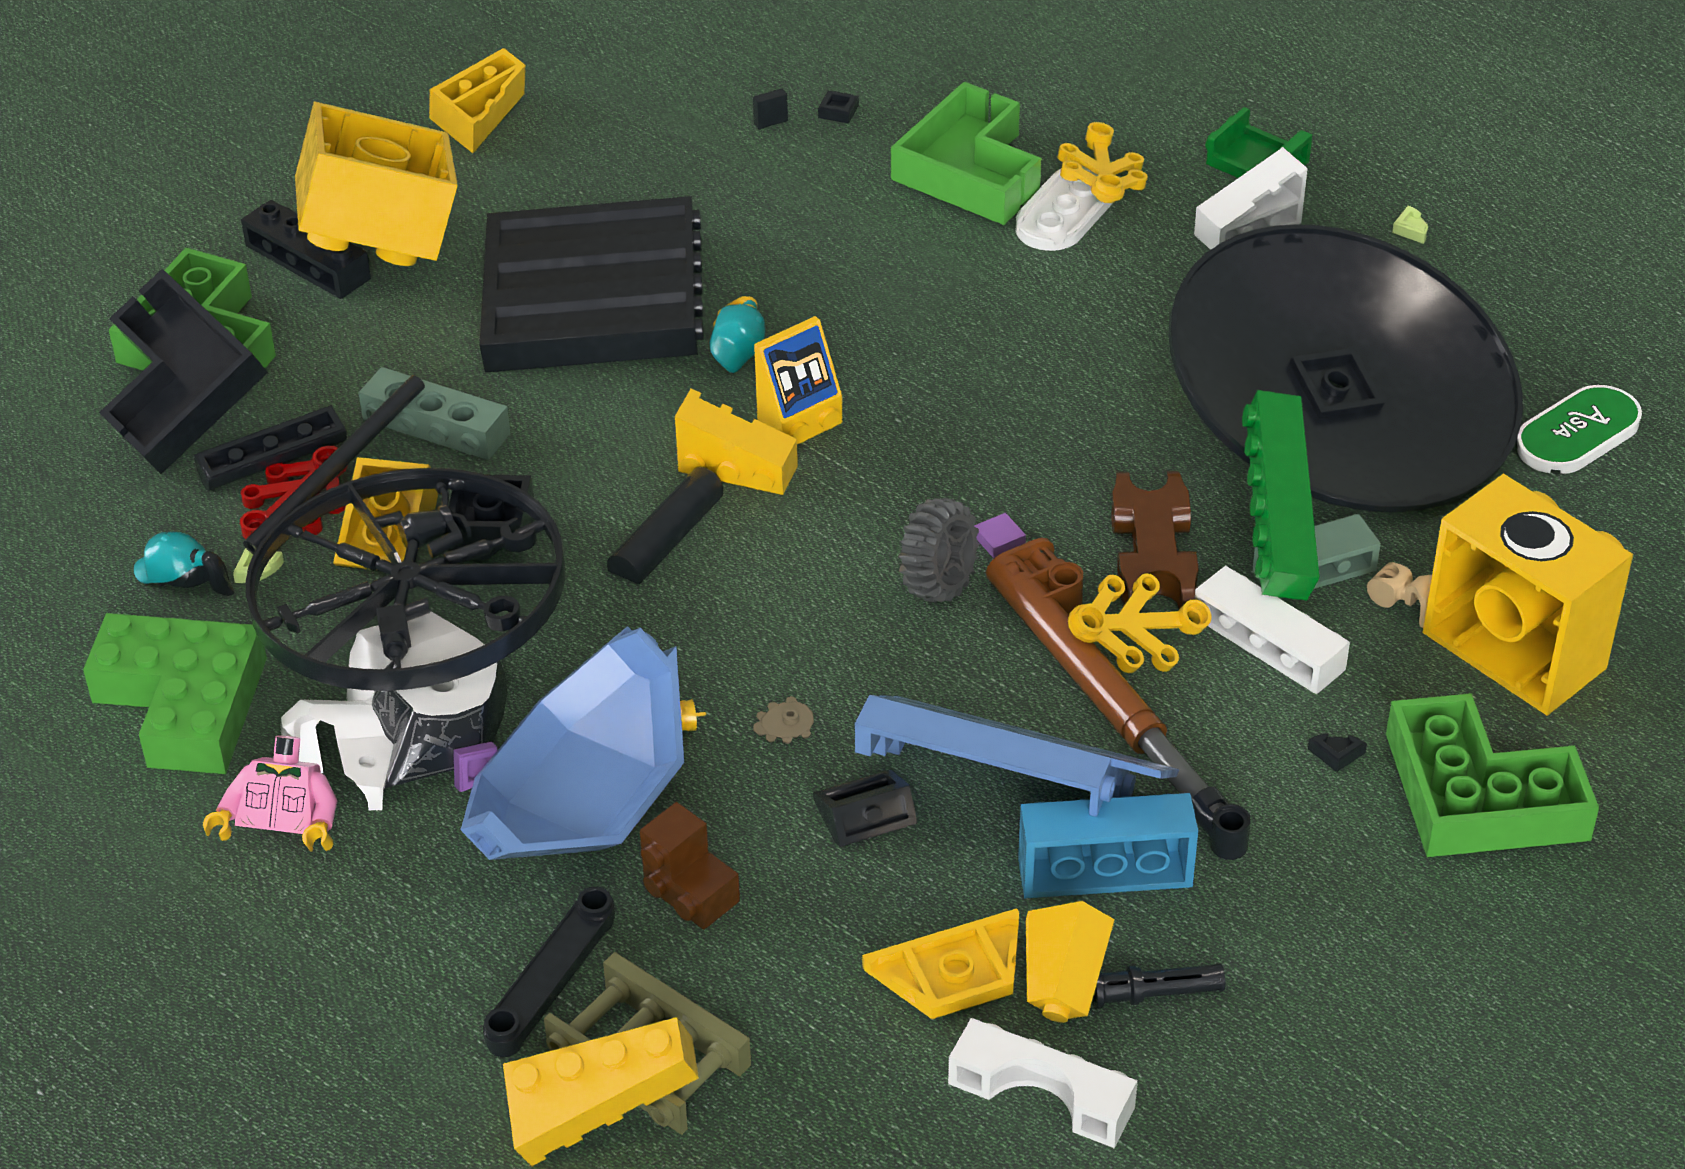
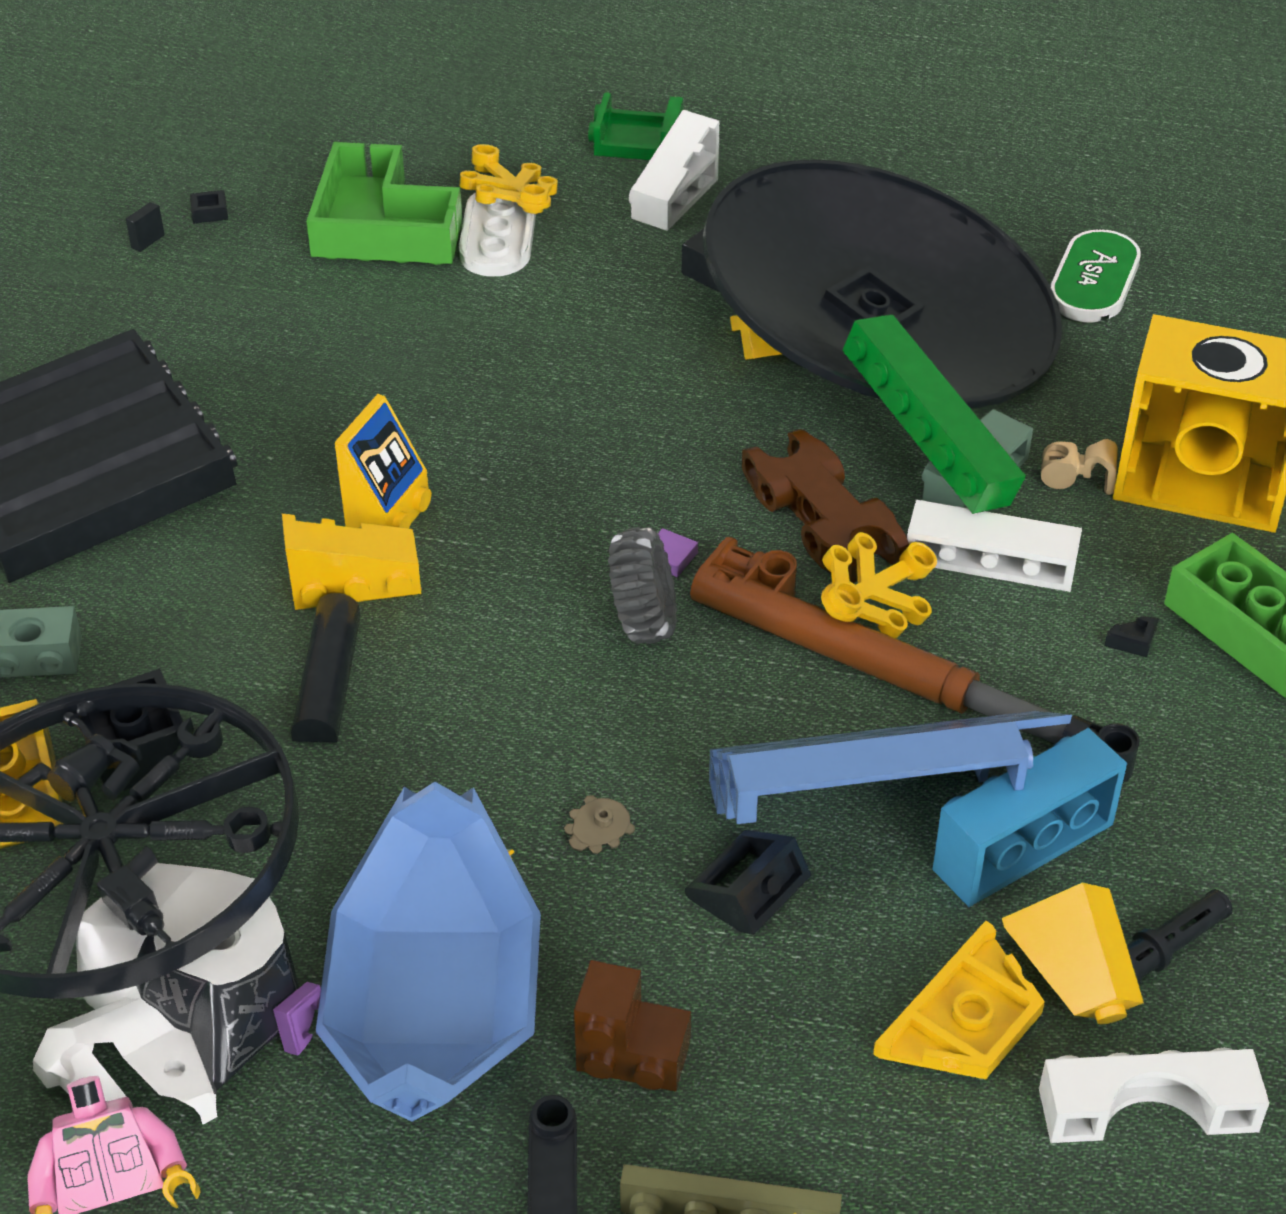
camera: 30 degrees left, 0 degrees up
(736, 332) = (270, 445): teal hair -> none
(1411, 225) = (814, 150): yellowish green tile -> none

